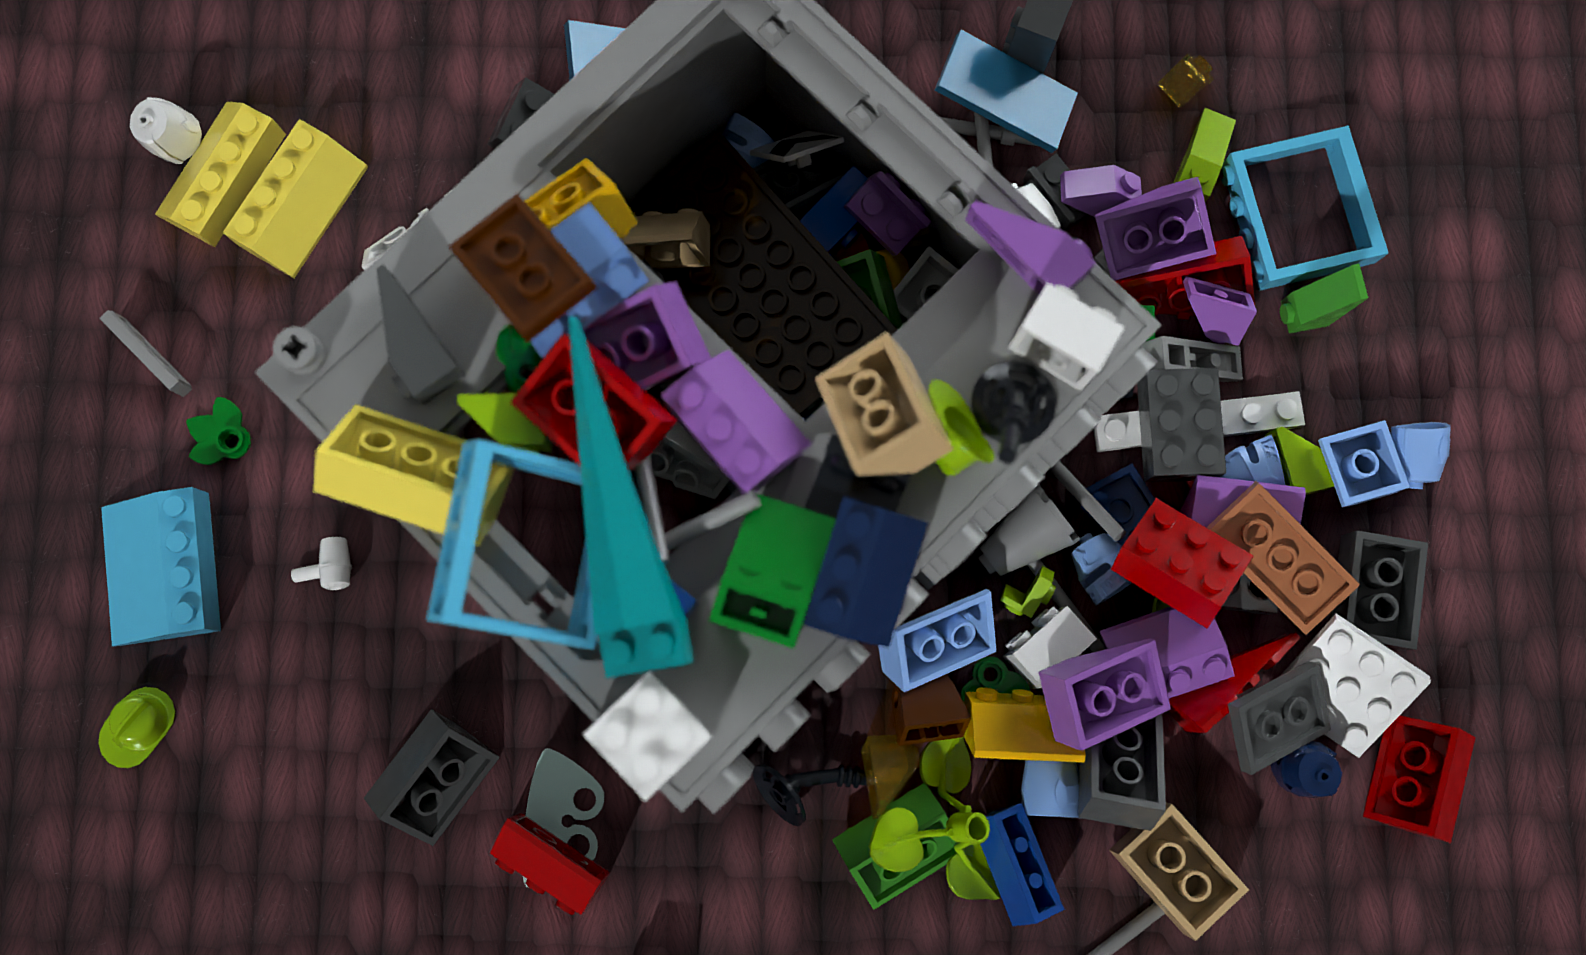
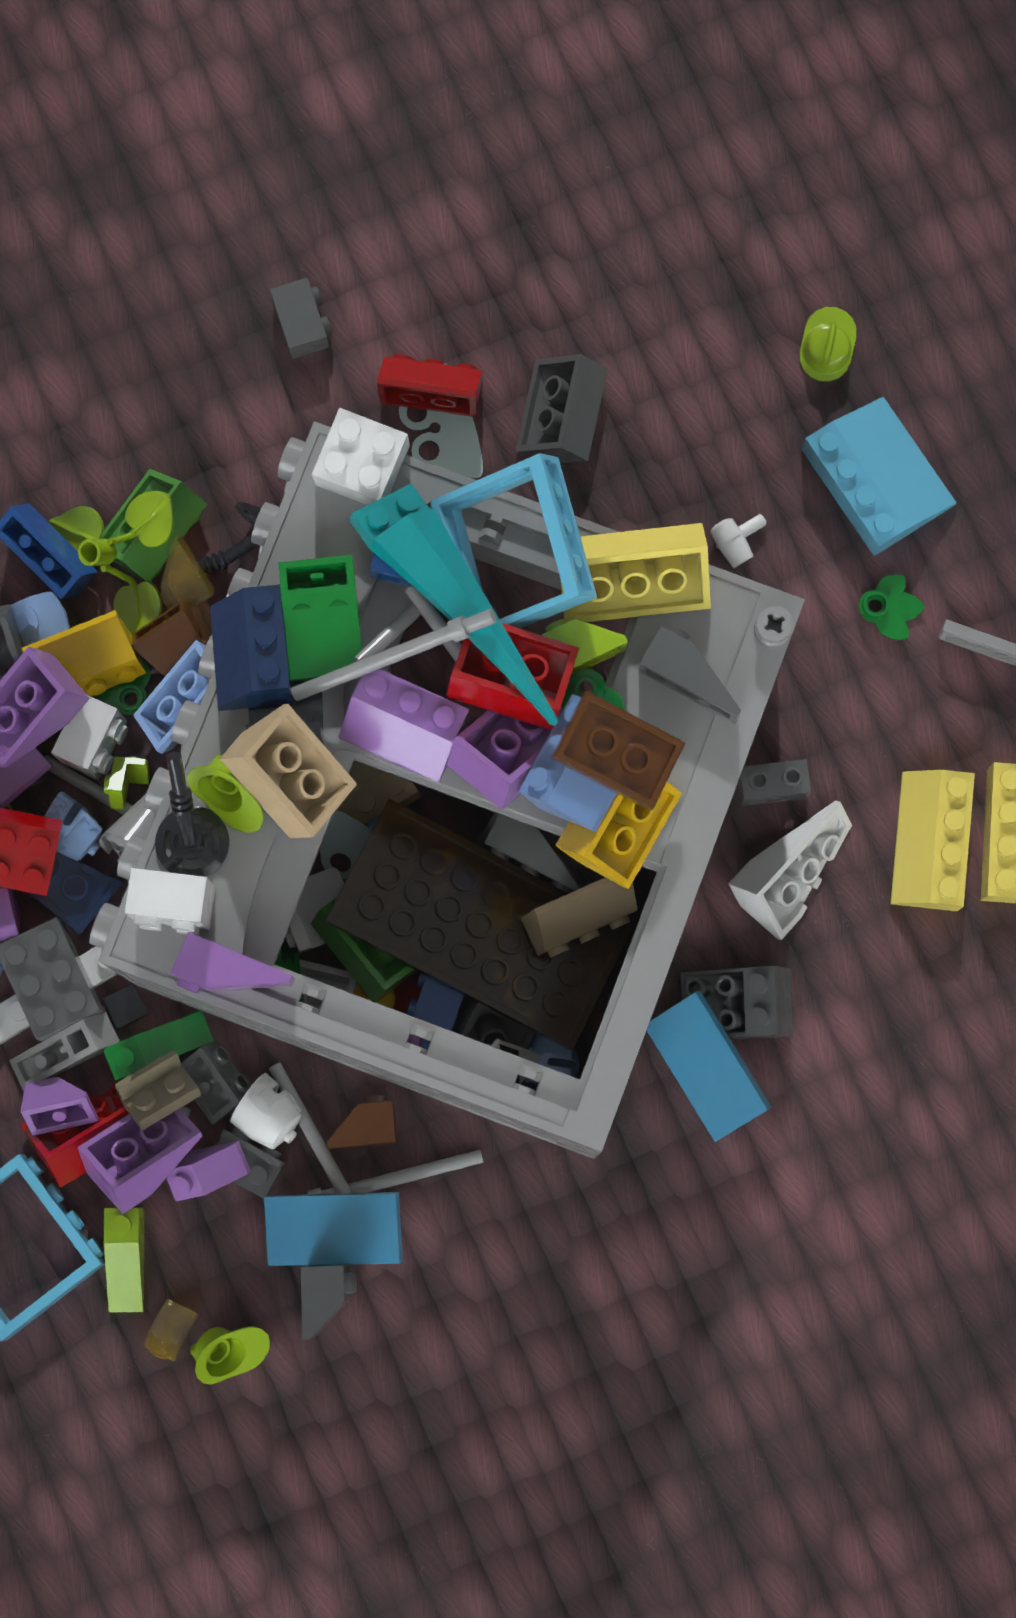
camera: 160 degrees right, 0 degrees up
(631, 465) = (456, 630): none -> light grey bar
(1093, 507) = (94, 873): light grey bar -> none
(1131, 269) = (157, 1090): none -> dark tan bracket
(1146, 39) = (228, 1353): none -> lime piece

